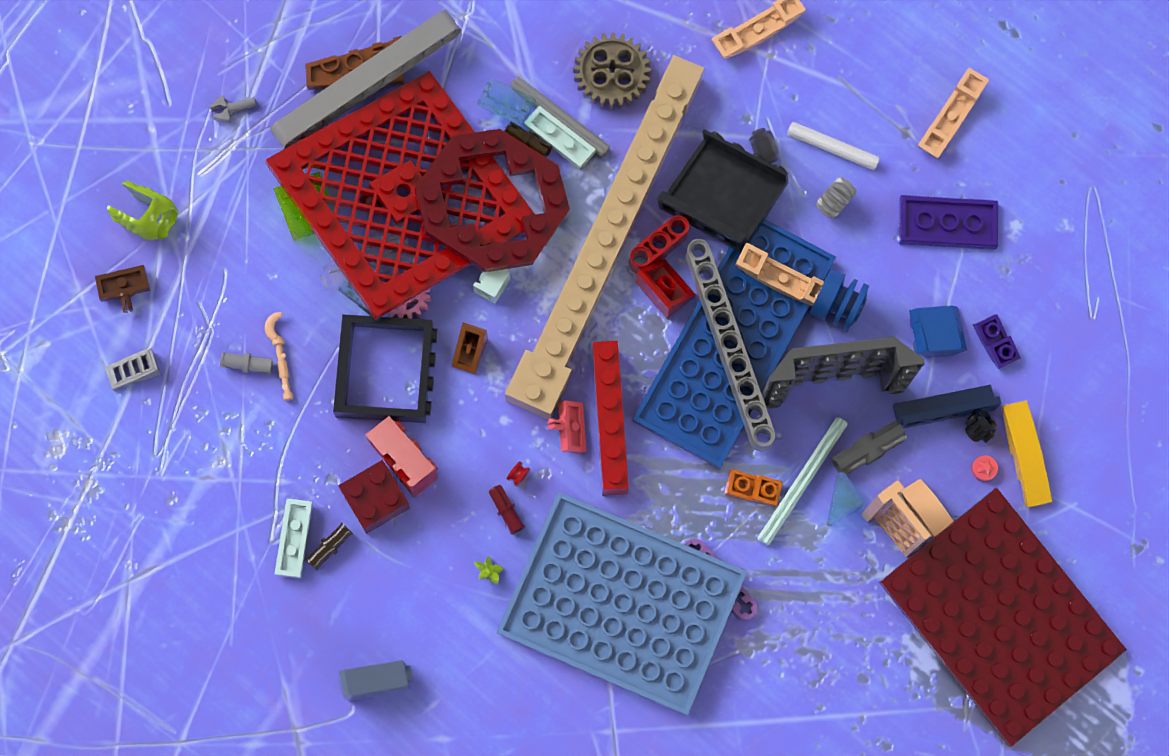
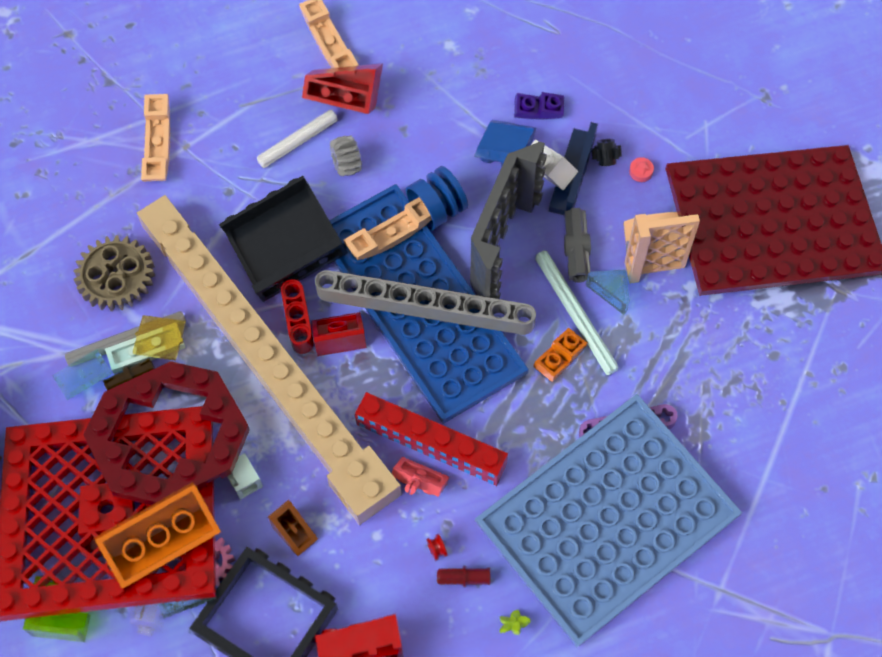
camera: 55 degrees left, 10 degrees down
(397, 244) = (157, 535): none -> orange slope
(573, 143) = (159, 337): none -> clear yellow piece
(764, 145) = (260, 187): clear smoke brick -> none
(905, 157) = (345, 87): none -> red wedge
(931, 381) = (558, 169): none -> white brick
(948, 222) = (416, 90): dark purple tile -> none
(1027, 453) = (644, 129): yellow slope -> none

